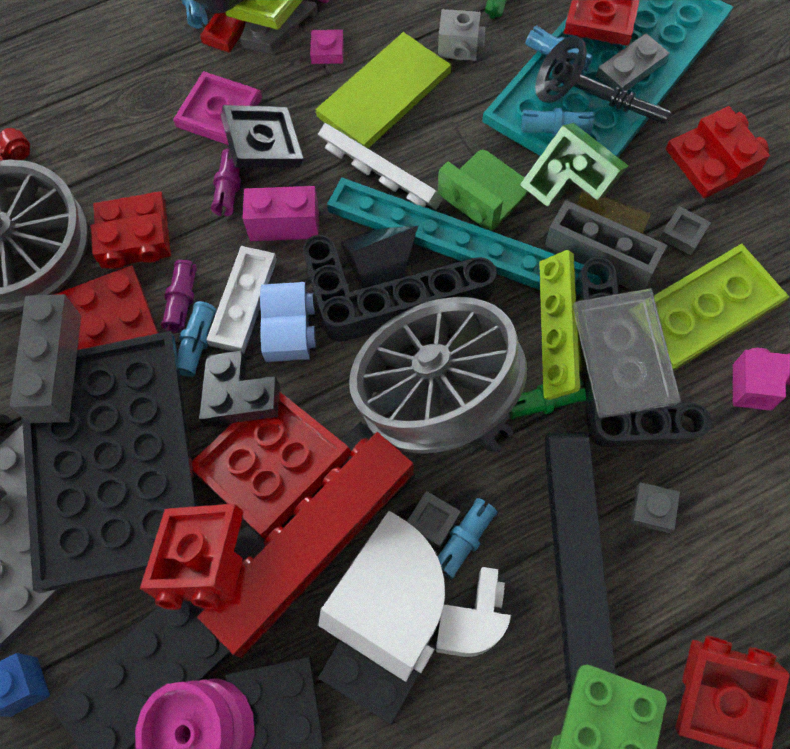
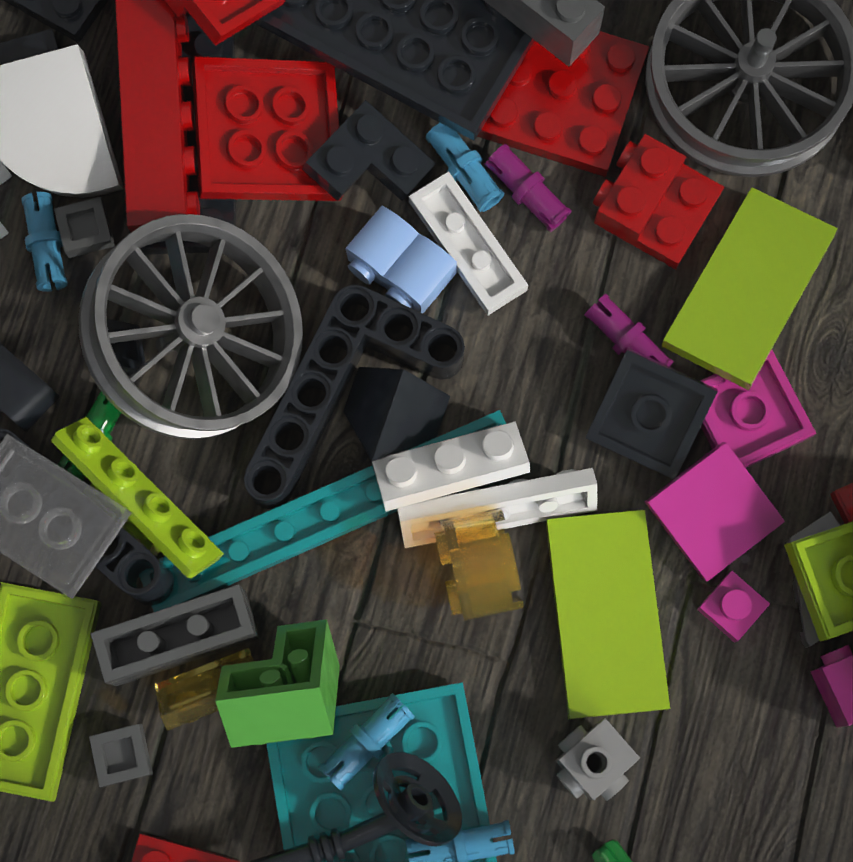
camera: 130 degrees right, 10 degrees up
(145, 149) = (749, 288): none -> lime tile
(281, 213) = (529, 354): dark pink brick -> none
(286, 80) = (714, 511): none -> dark pink tile
(382, 193) = (451, 466): none -> white plate
(420, 140) = (480, 565): none -> clear yellow brick
(482, 189) = (369, 592): bright green bracket -> none

